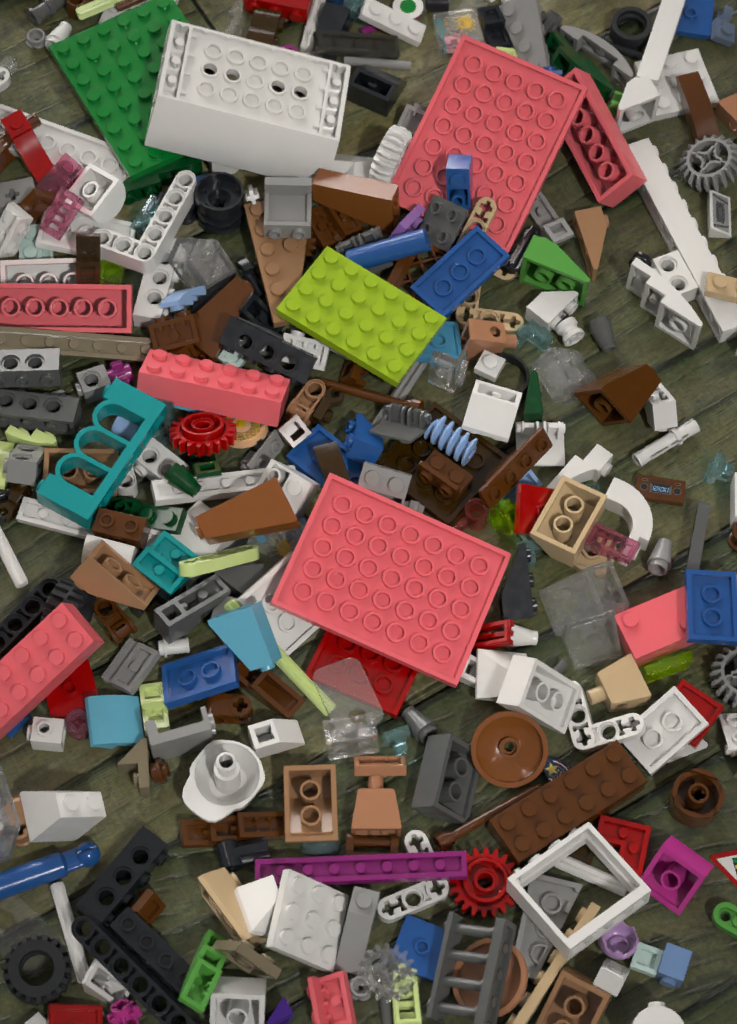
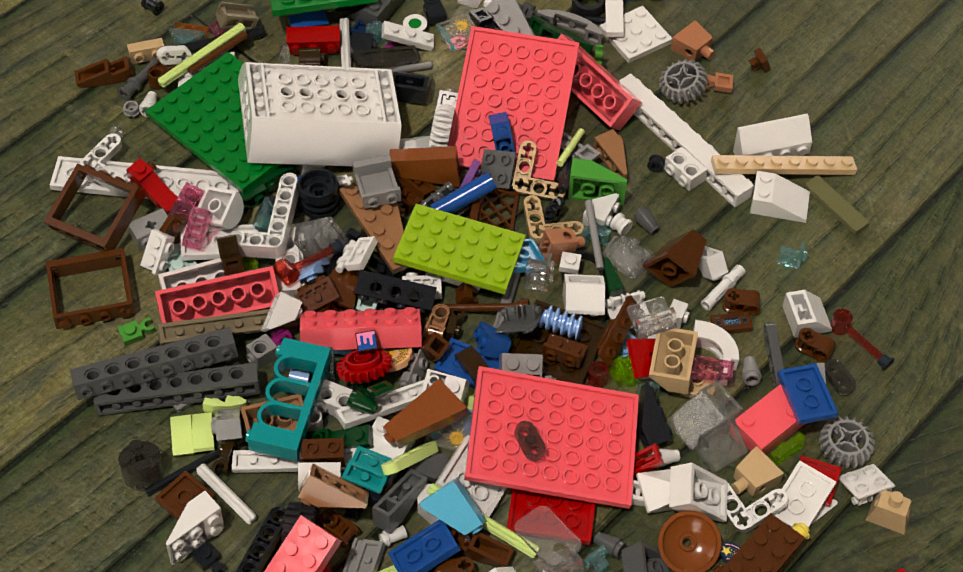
camera: 15 degrees left, 10 degrees down
(128, 343) = (282, 311): none -> white slope
(150, 295) = (289, 272): none -> clear red piece
(212, 407) = (366, 342): none -> tile
(236, 293) = (356, 254): none -> white plate
(359, 580) = (531, 441): none -> clear smoke plate
(460, 272) = (524, 199): blue plate -> none
(493, 293) = (554, 210): none -> black gear
(529, 338) = (594, 235): none -> light grey bar
(542, 216) = (570, 147): none -> yellowish green bar
(556, 463) = (652, 317): none -> clear bracket
(637, 104) = (615, 50): white slope -> none
(647, 769) = (802, 529): none -> light yellow plate
(664, 302) = (687, 186): white slope -> none
(683, 467) = (742, 301): none -> reddish brown piece
(696, 106) = (658, 44): reddish brown slope -> none
(696, 812) = (846, 542): reddish brown brick -> none
(718, 215) = (701, 117): slope -> none
(718, 469) = (769, 296): clear light blue tile -> none

